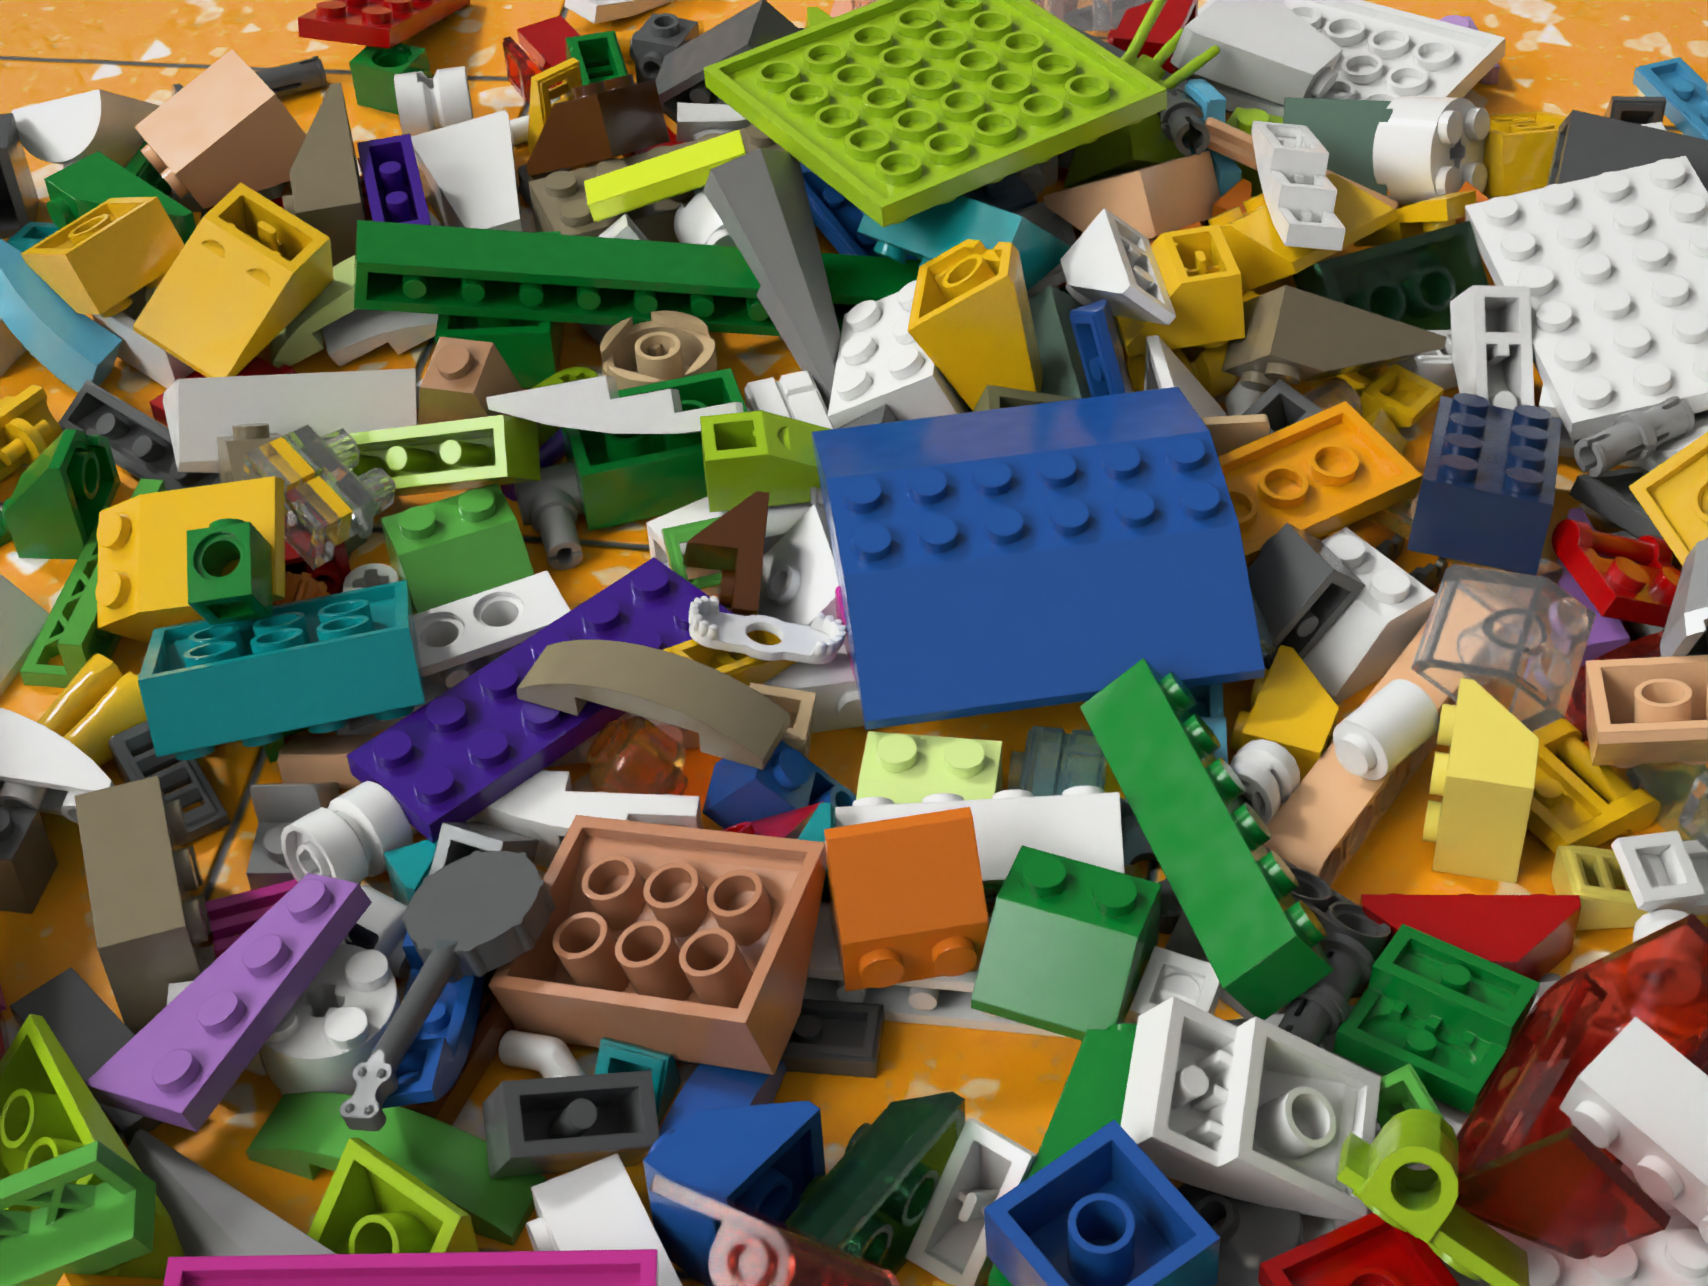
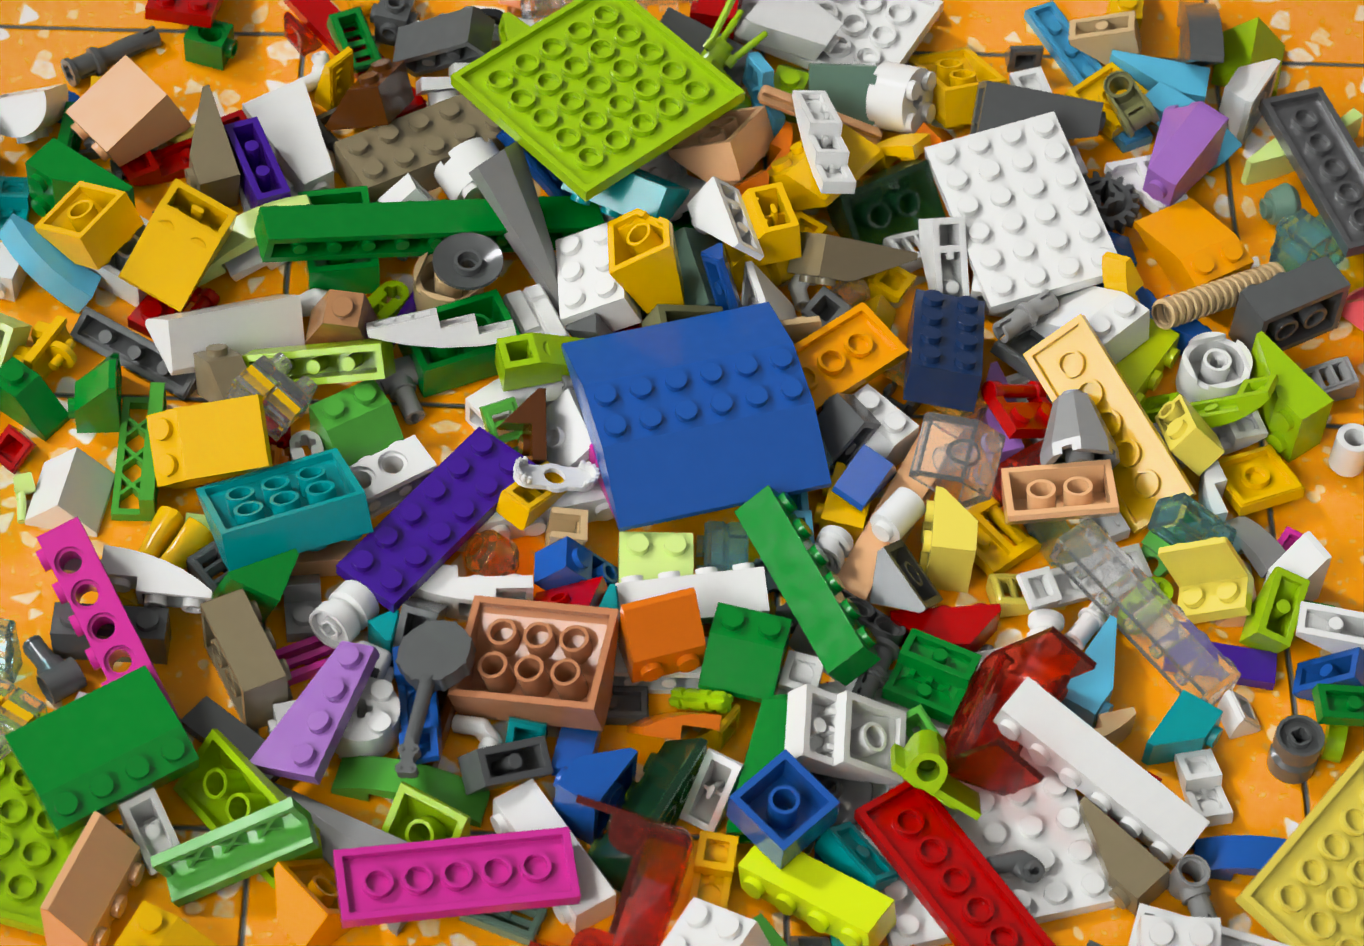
camera: 15 degrees left, 10 degrees up
(209, 774) = (261, 580): none -> green slope
(242, 593) = (250, 472): green brick -> none
(432, 102) = (247, 67): white wheel -> none
(660, 176) = (432, 146): neon yellow tile -> none
(661, 686) = (504, 517): dark tan slope -> none
(686, 321) = (467, 261): none -> dark grey dish
(896, 1071) = (670, 724): none -> orange slope
(977, 1032) = (701, 700): none -> lime axle
(1013, 1091) = (728, 726): none -> yellow slope
(1184, 123) = (751, 86): dark grey pin -> none
(1330, 665) = (864, 478): none -> slope
(1383, 839) = (901, 581): none -> slope

